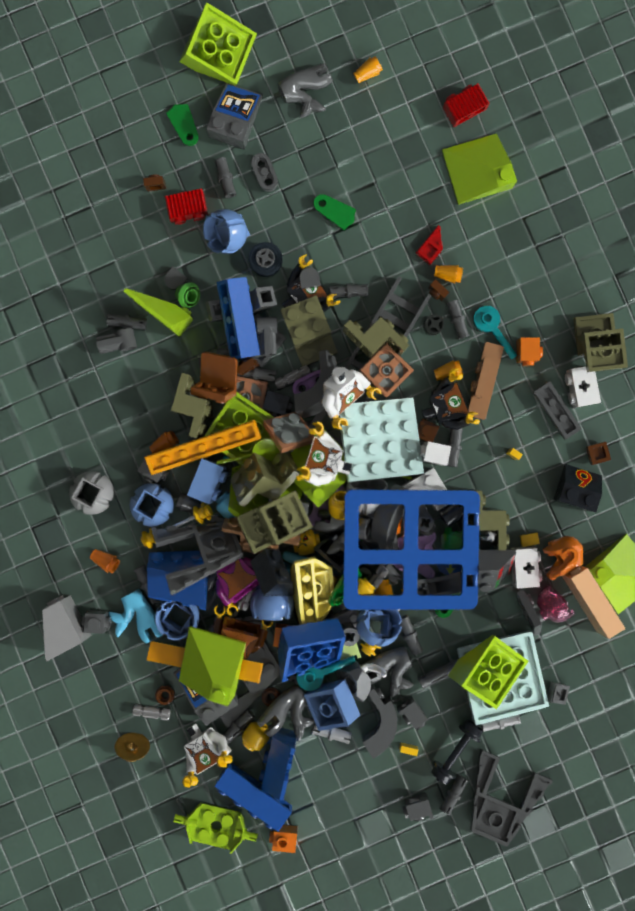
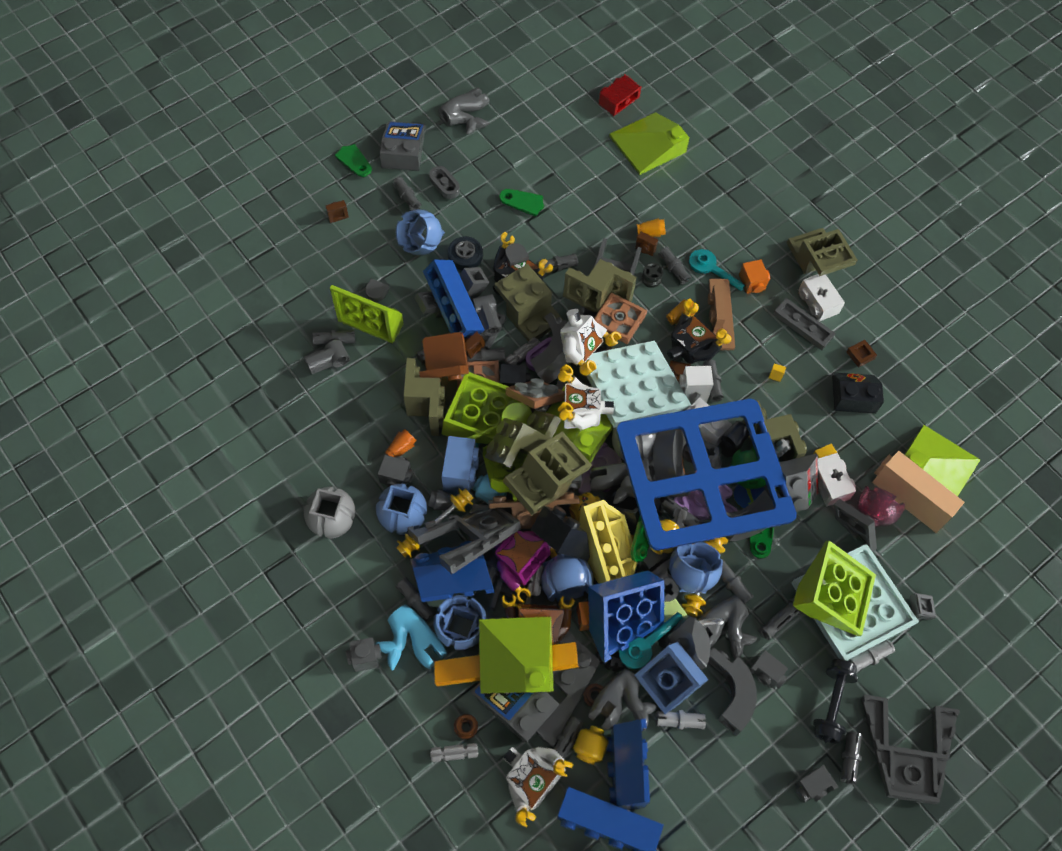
camera: 15 degrees left, 25 degrees down
(62, 627) = (325, 667): light grey slope -> none
(104, 560) = (359, 584): orange cone -> none
(134, 741) = (440, 800): pearl gold piece -> none
(186, 206) = (373, 223): red brick -> none
(188, 294) = (393, 297): bright green cone -> none
(203, 447) = (448, 425): light orange tile -> none
(218, 46) = (373, 93): lime slope -> none
(336, 505) = (610, 451): yellow head -> none
(368, 69) = (521, 85): light orange cone -> none
(408, 749) = (778, 716): yellow piece -> none
(431, 247) = (626, 212): red tile -> none
(568, 555) = (869, 451): orange helmet -> none

